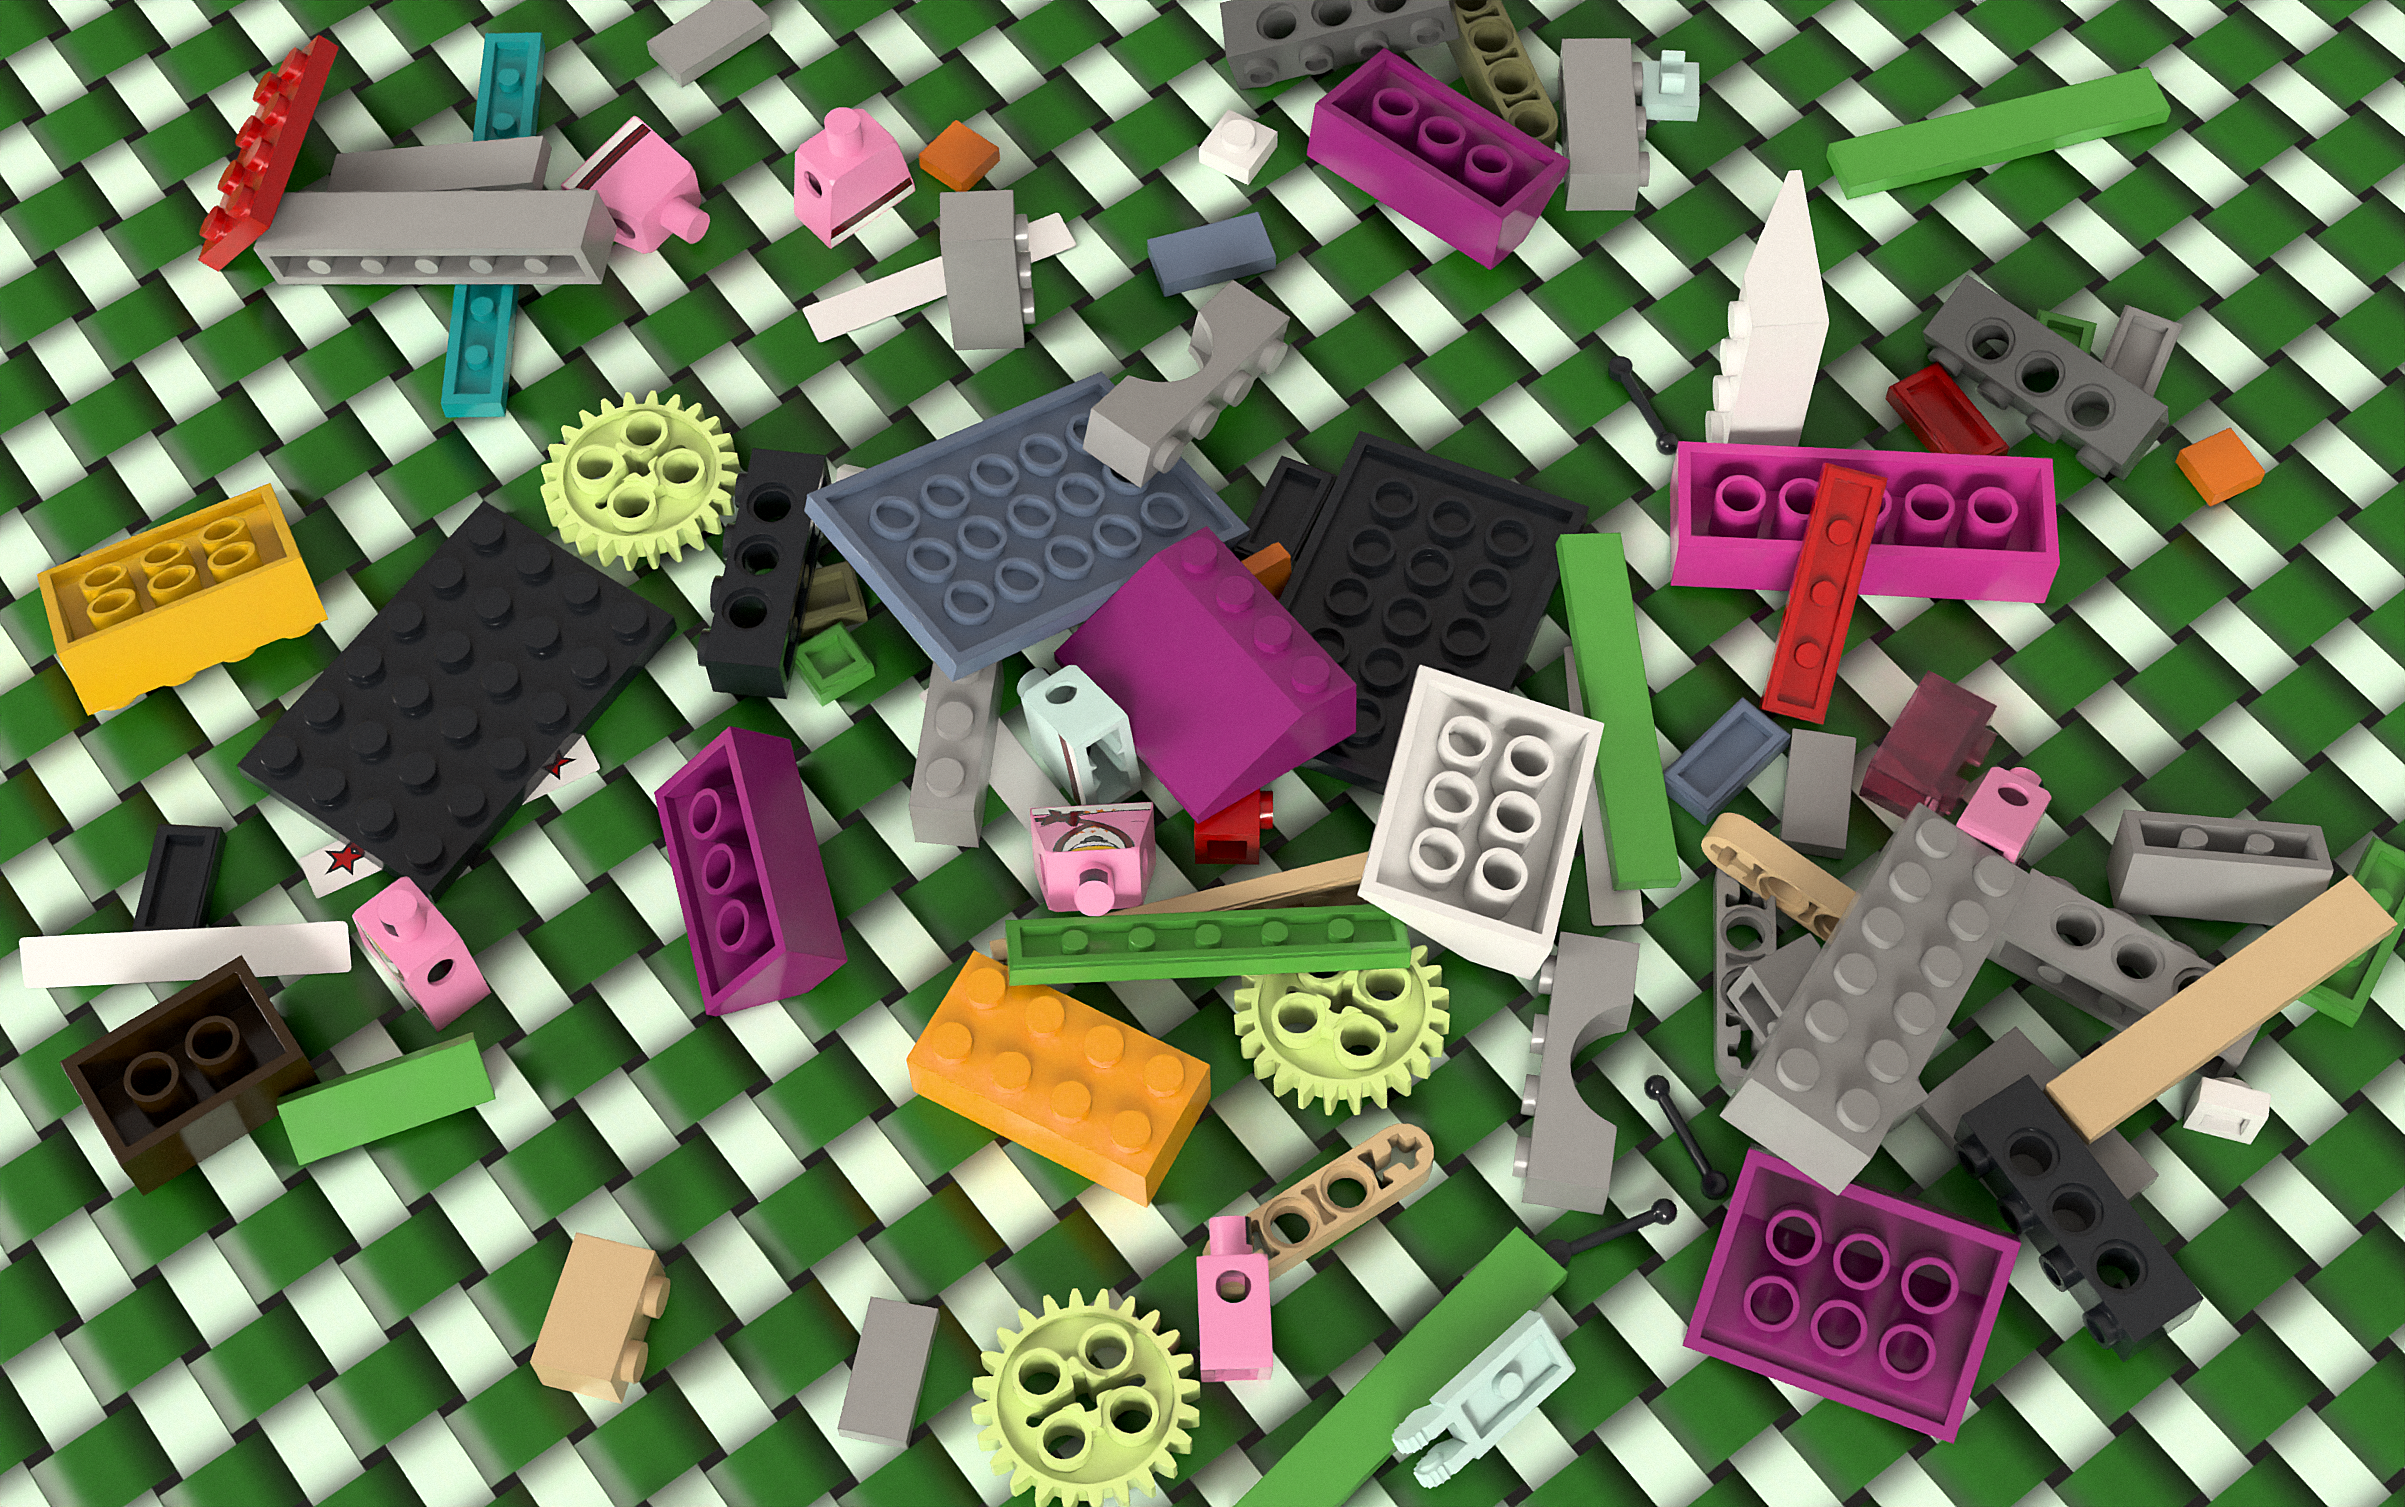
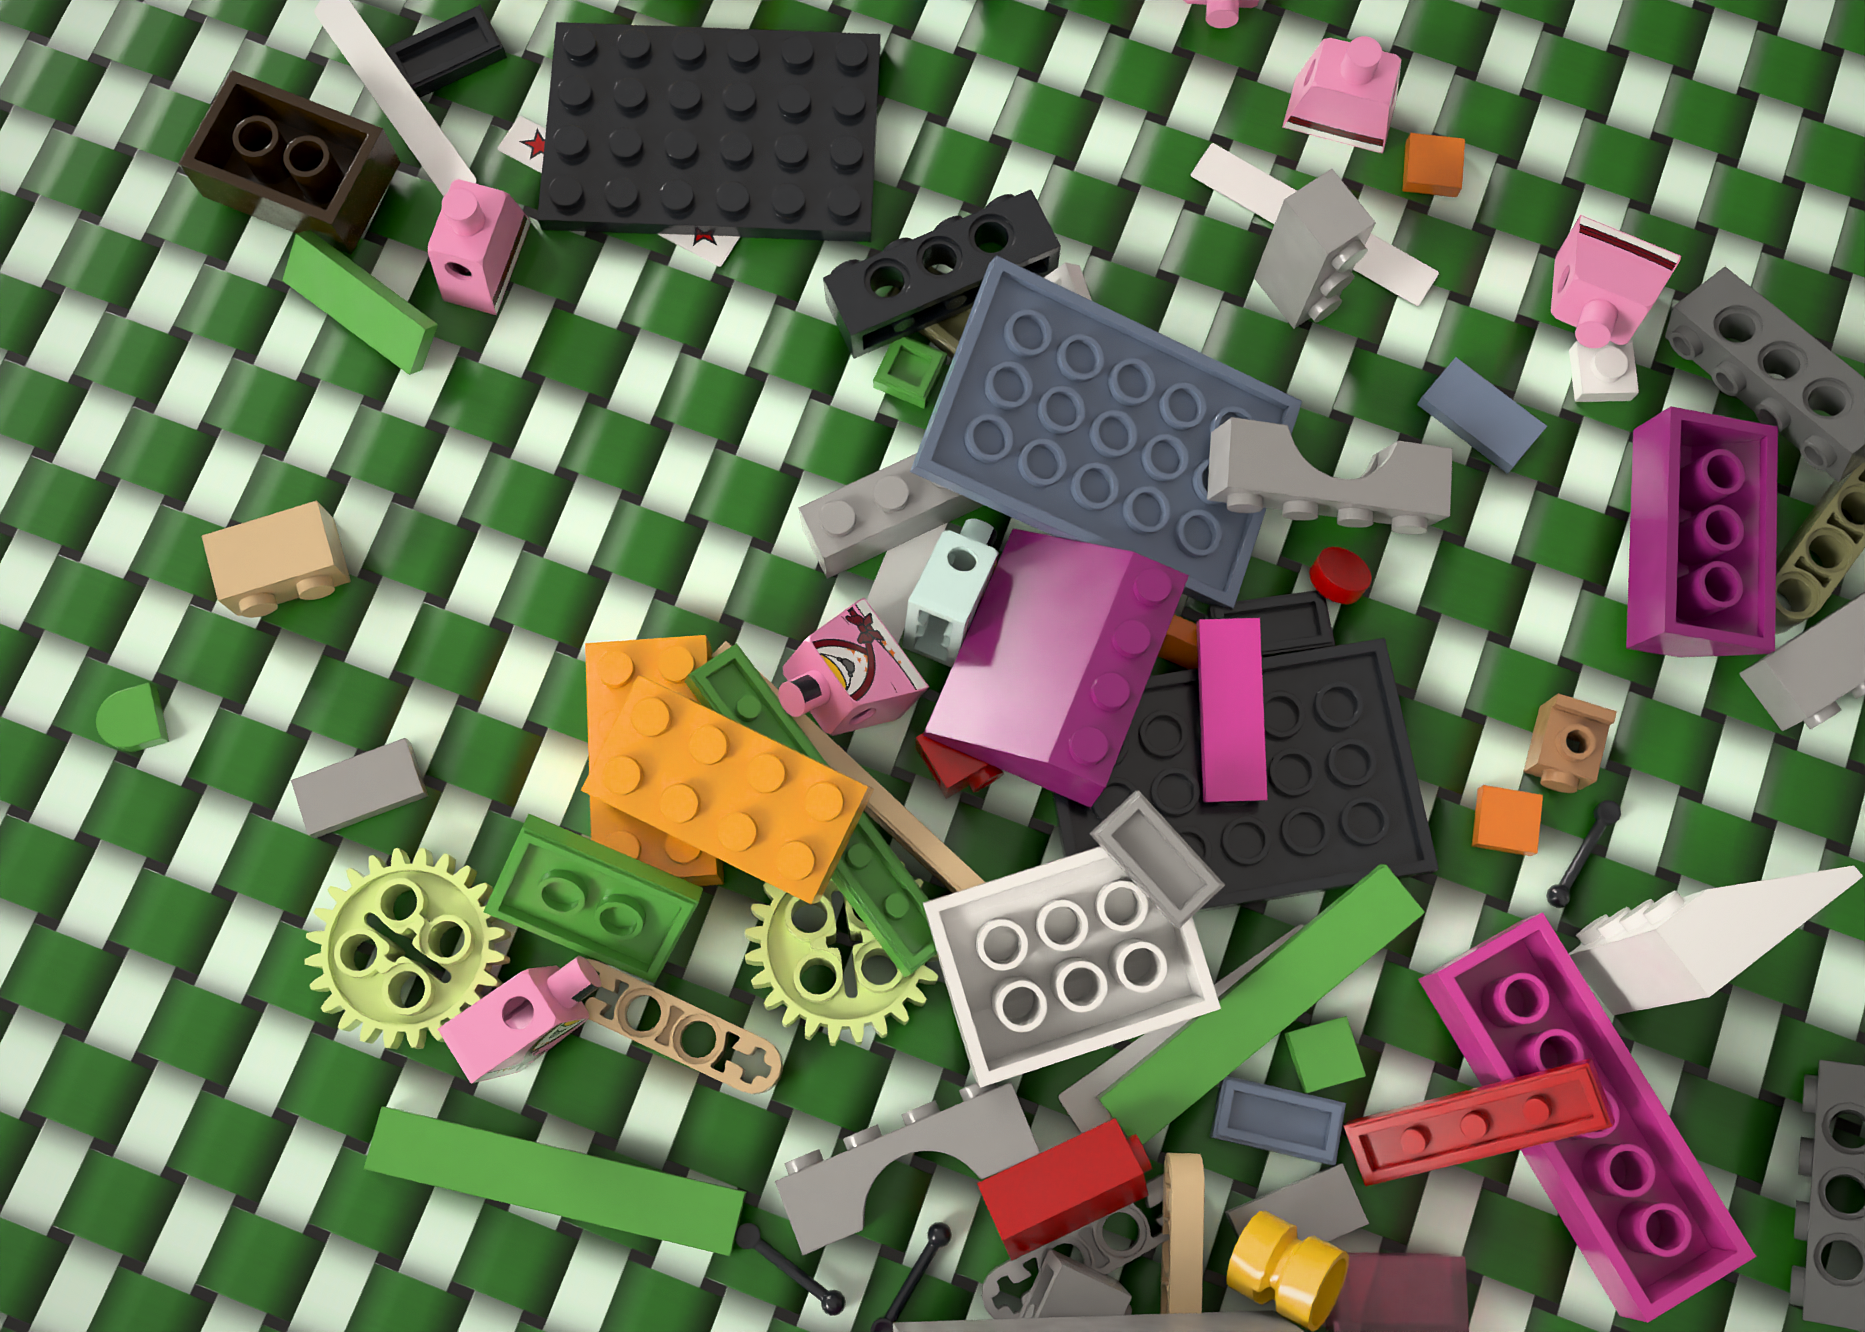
camera: 55 degrees right, 15 degrees up
(640, 480) = (984, 89): yellowish green gear -> none
(749, 873) = (691, 429): magenta slope -> none
(1148, 983) = (727, 790): none -> light orange brick
(1158, 1185) = (592, 899): none -> bright green tile
(1166, 92) = (1607, 282): none -> bright pink torso
(1278, 435) = (1340, 575): none -> red tile
(1346, 571) = (1231, 710): none -> dark pink tile
(1445, 683) = (1157, 859): none -> light grey tile
(1486, 1399) = (580, 1253): light aqua hinge -> none
(1542, 355) = (1548, 752): none -> medium nougat brick
(1578, 441) = (1507, 820): none -> orange tile
(1681, 949) = (1066, 1187): none -> red brick
(1690, 691) = (1325, 1054): none -> bright green tile
(1858, 800) = (1295, 1273): none -> yellow wheel
(1943, 415) = (1750, 1127): red tile -> none

